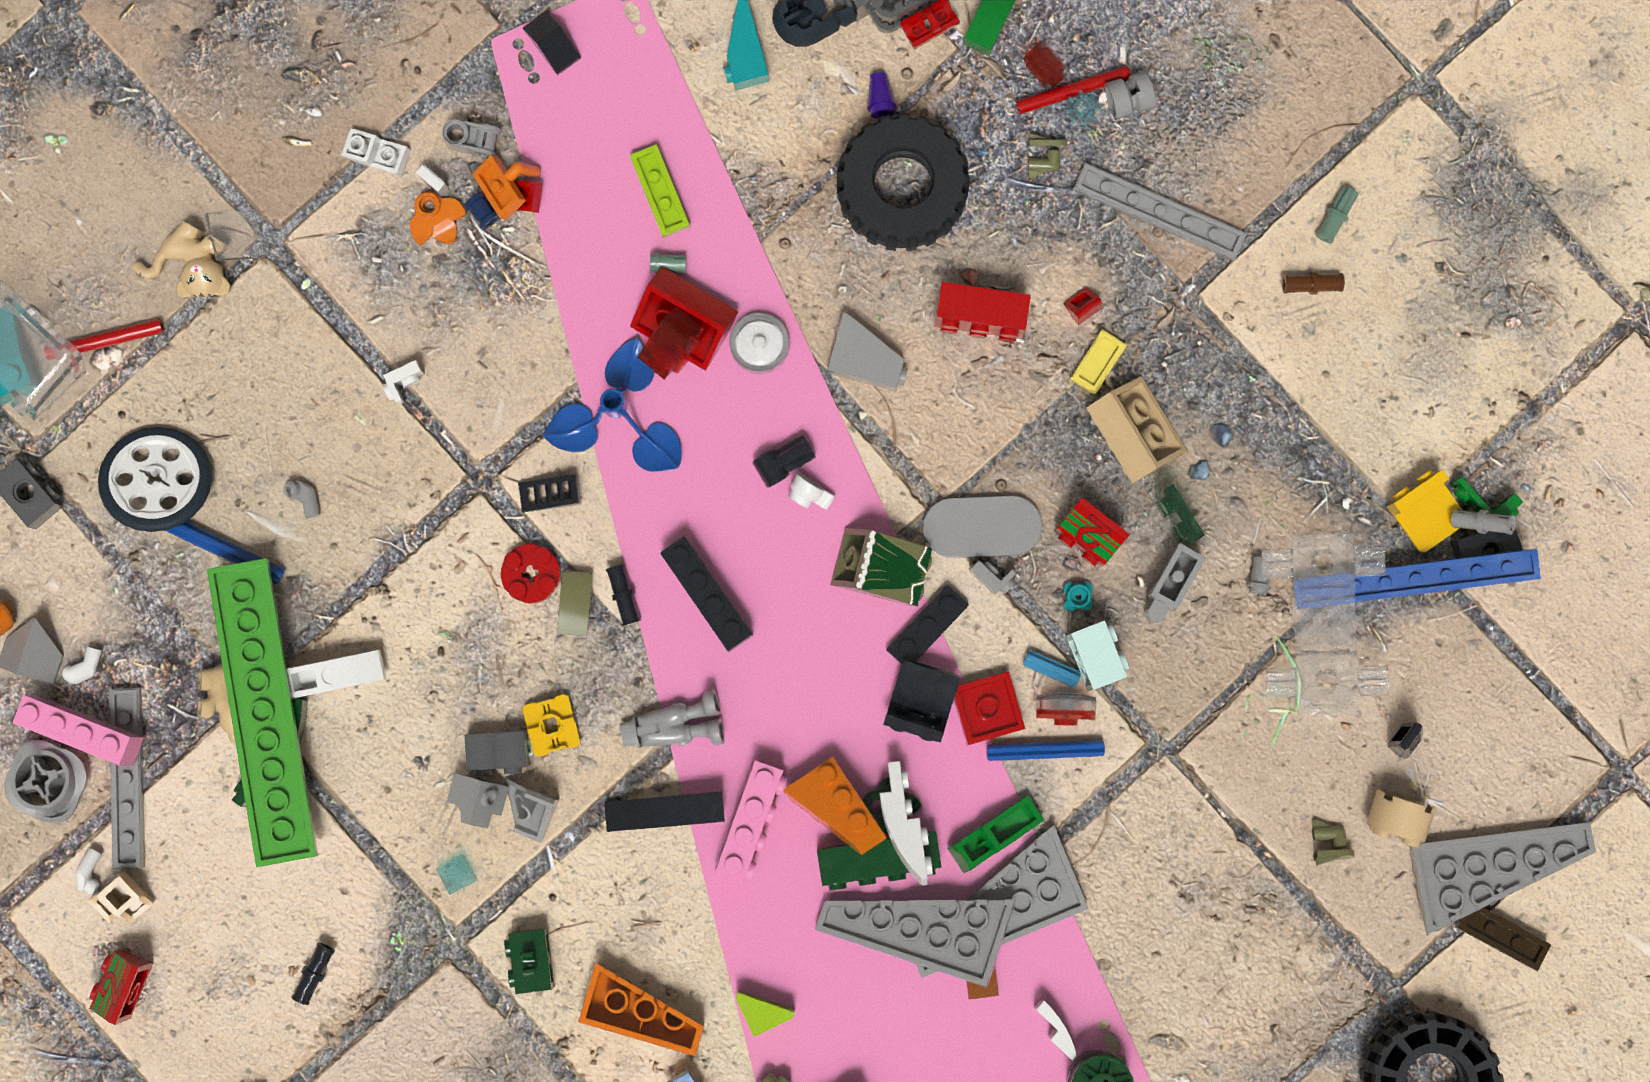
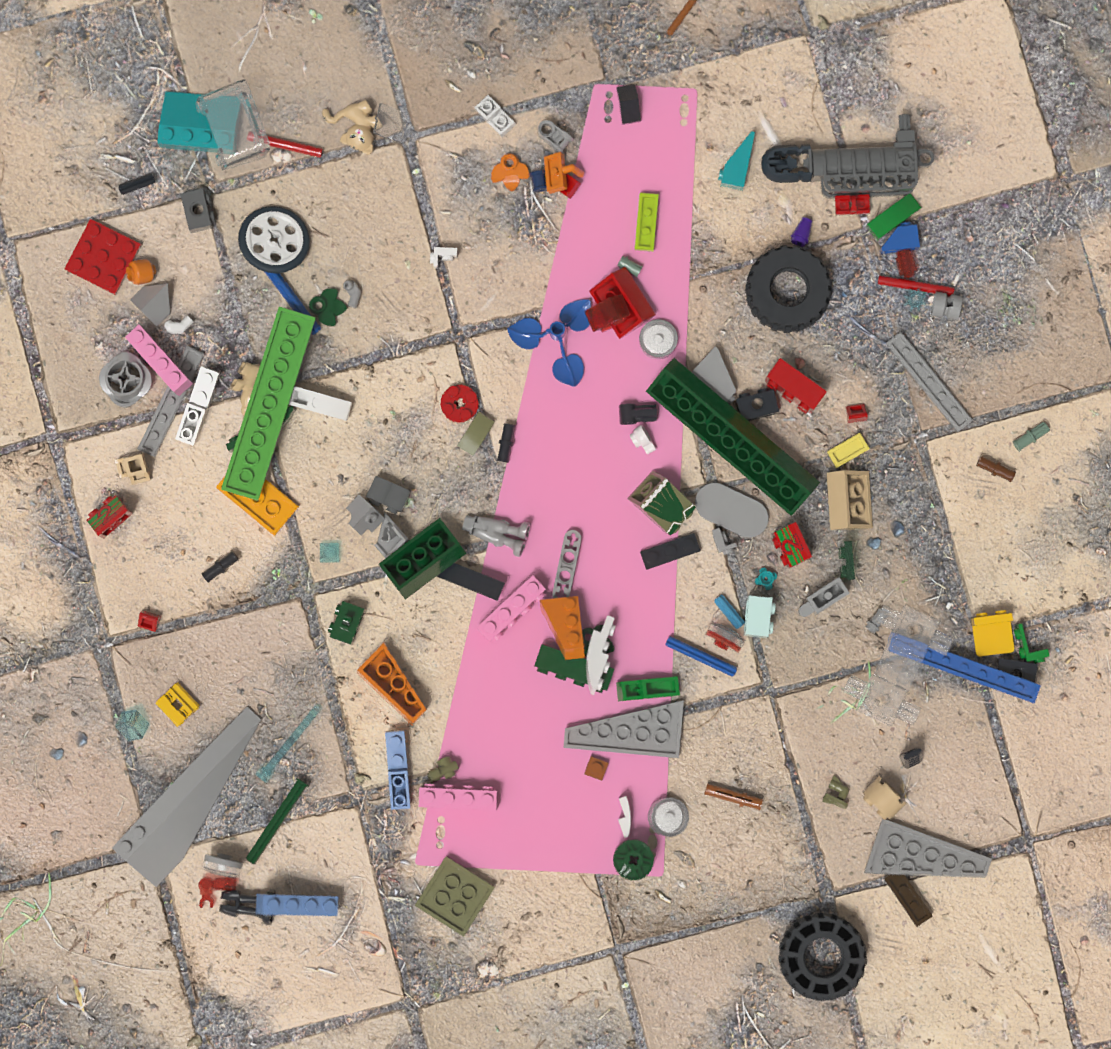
camera: 30 degrees right, 0 degrees up
(84, 872) = (120, 442): white arm -> none
(167, 764) = (198, 406): none -> white slope
(283, 533) = (330, 306): none -> dark green plate
(343, 857) = (270, 511): none -> light orange tile
(432, 180) = (519, 149): white tile -> none
(535, 721) = (436, 490): yellow piece -> none
(573, 487) = (510, 362): black slope -> none
(589, 817) = (422, 558): none -> dark green brick
(706, 594) = (553, 467): black brick -> none
(762, 1013) = (462, 721): lime slope -> none
(792, 723) = (564, 566): none -> light grey beam
(922, 700) = (645, 590): black bracket -> none
(932, 424) = (732, 436): none -> dark green brick
(934, 380) = (768, 401): none -> black brick
(941, 935) = (582, 725): light grey wing -> none
(988, 708) = (680, 615): red plate -> none
(1022, 33) = (902, 238): none -> blue slope
(1040, 165) = (879, 321): olive piece -> none
(1117, 998) = (668, 817): none -> clear piece
(1226, 915) = (713, 790): none -> dark orange pin
(1483, 521) = (1020, 655): light grey pin -> none

